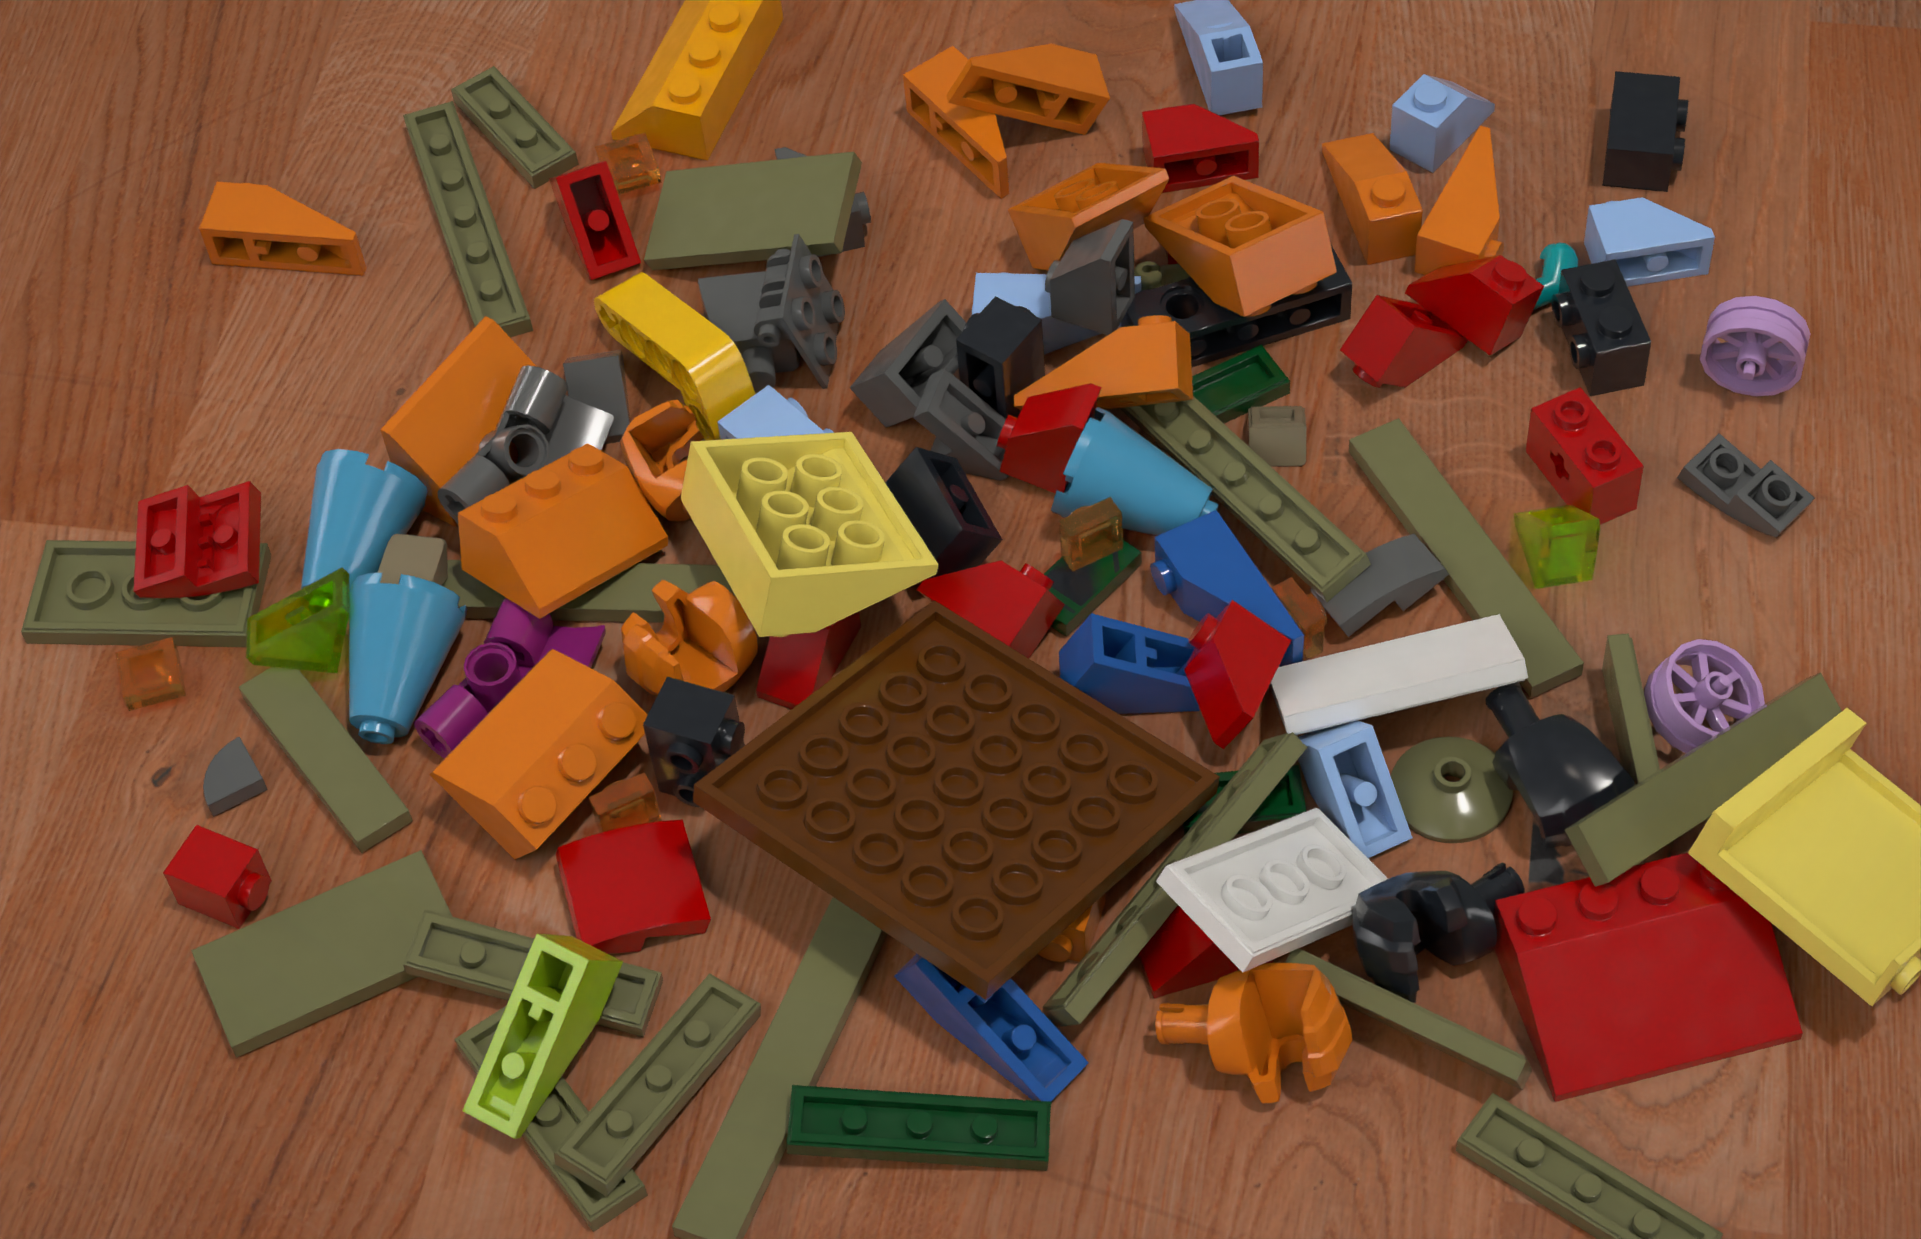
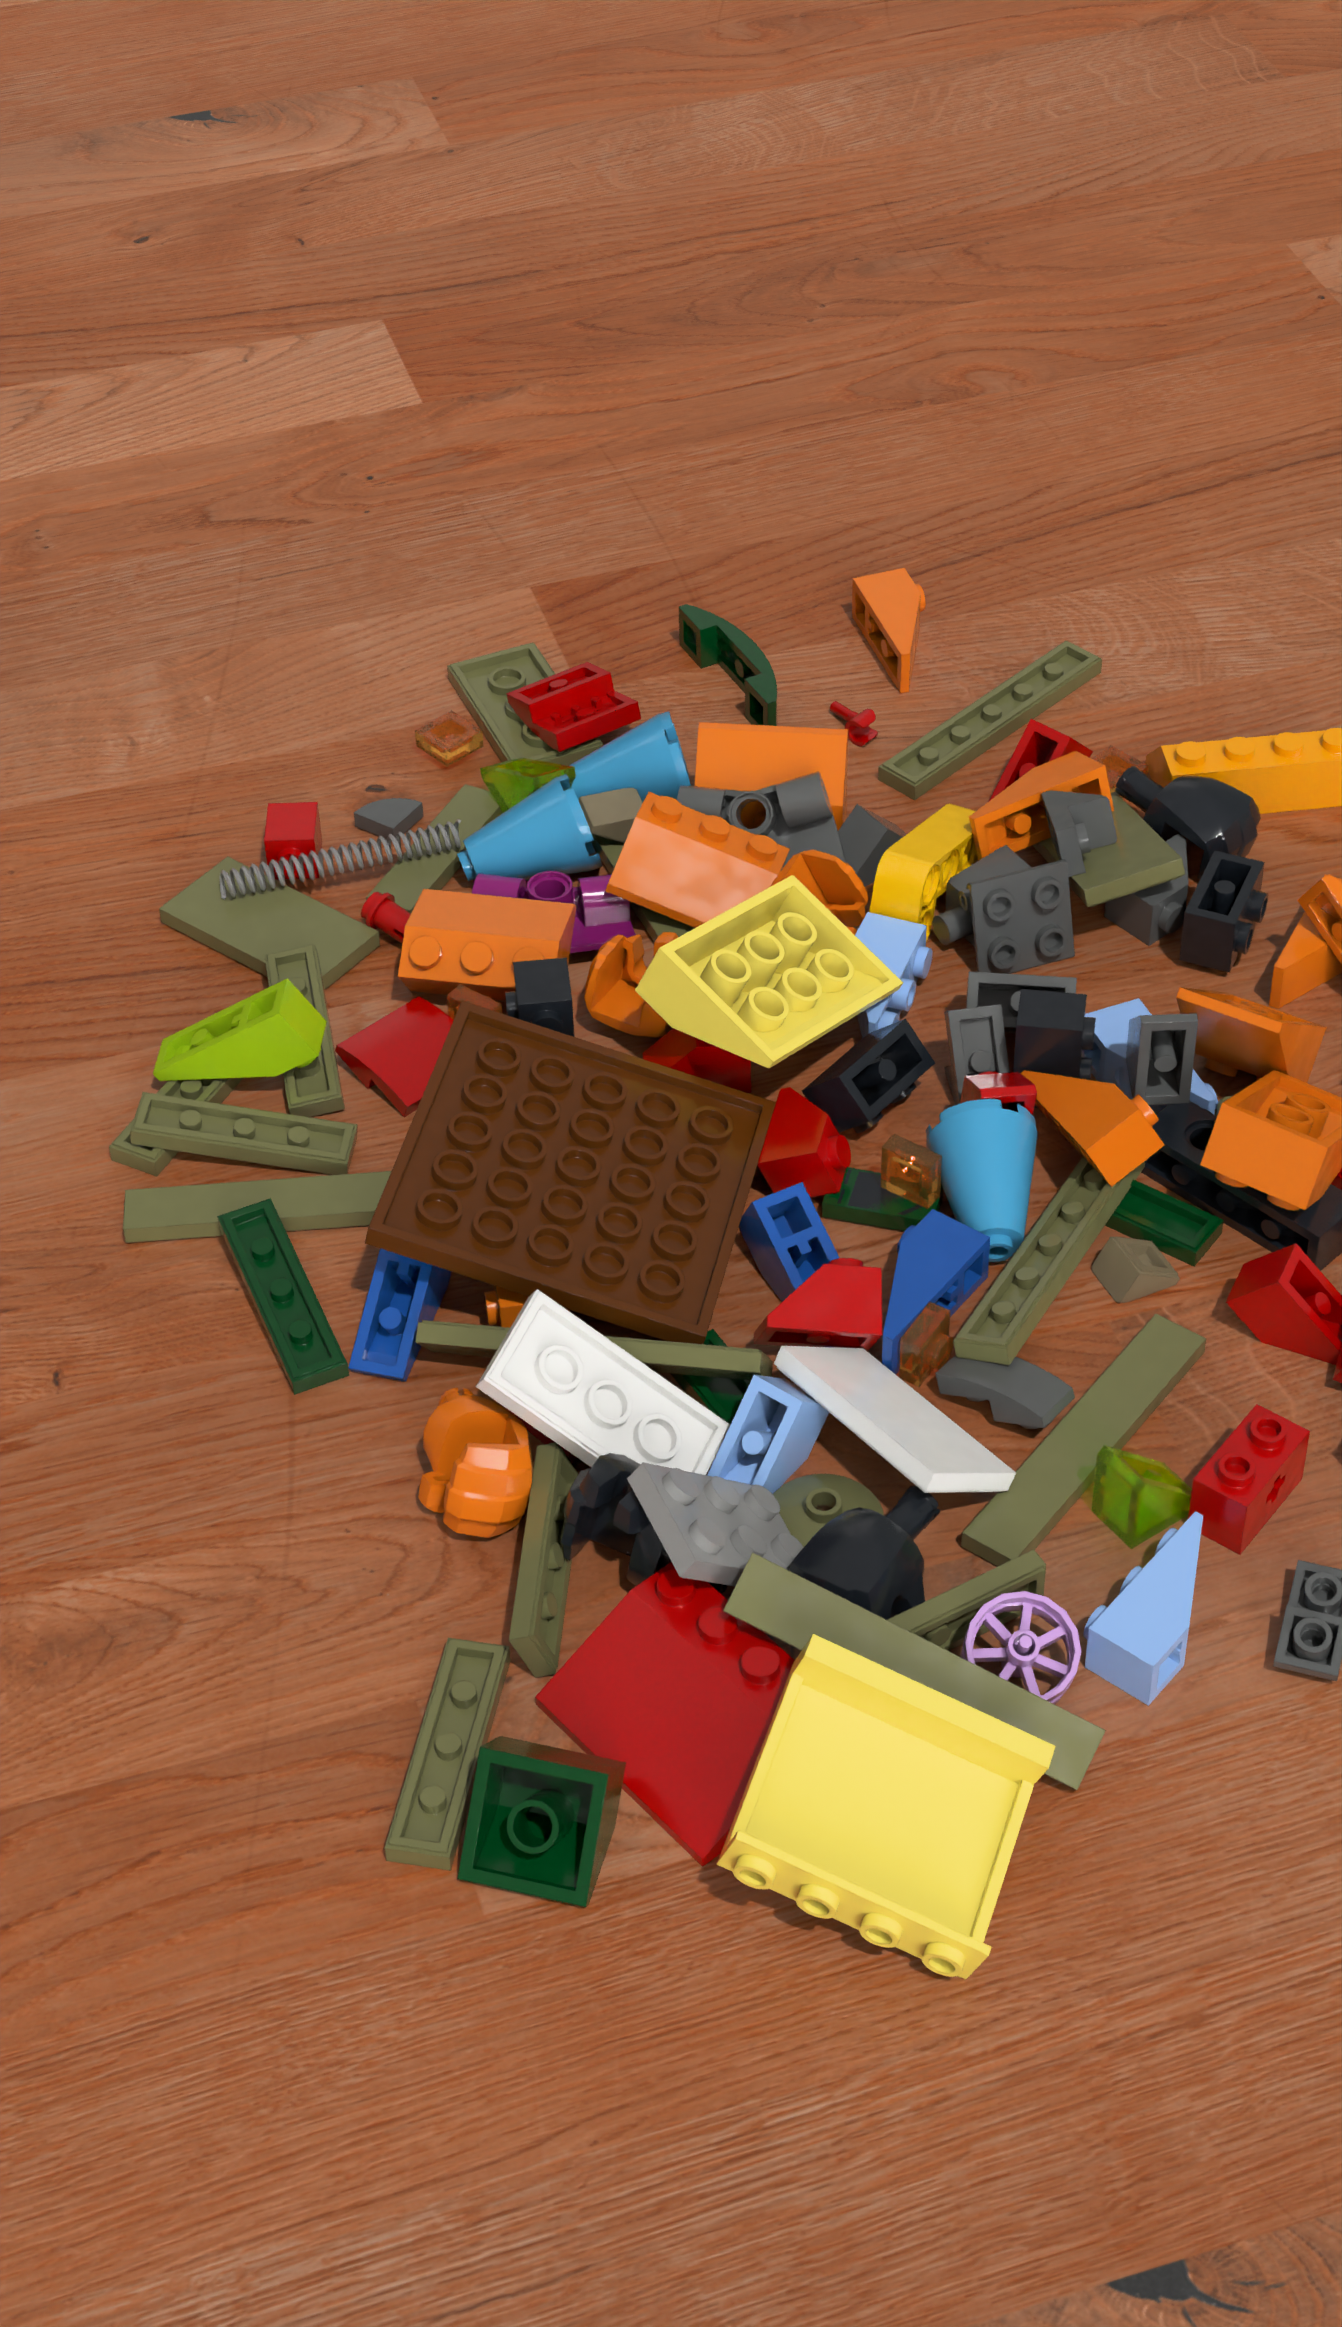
camera: 60 degrees right, 10 degrees down
(235, 373) = (713, 641): none -> dark green slope
(266, 920) = (339, 858): none -> light grey piece
(400, 319) = (857, 723): none -> red hand
(415, 829) = (383, 913): none -> red pin
(514, 127) = (1109, 702): olive tile -> none
(665, 210) = (1018, 812): none -> orange slope
(738, 214) = (1078, 825): none -> dark grey slope
(747, 120) = (1197, 808): none -> black piece
(896, 167) = (1222, 912): none -> black brick
(1485, 852) = (712, 1522): none -> light grey plate
(1694, 583) = (1145, 1630): none -> light blue slope
(1717, 1136) = (540, 1819): none -> dark green slope

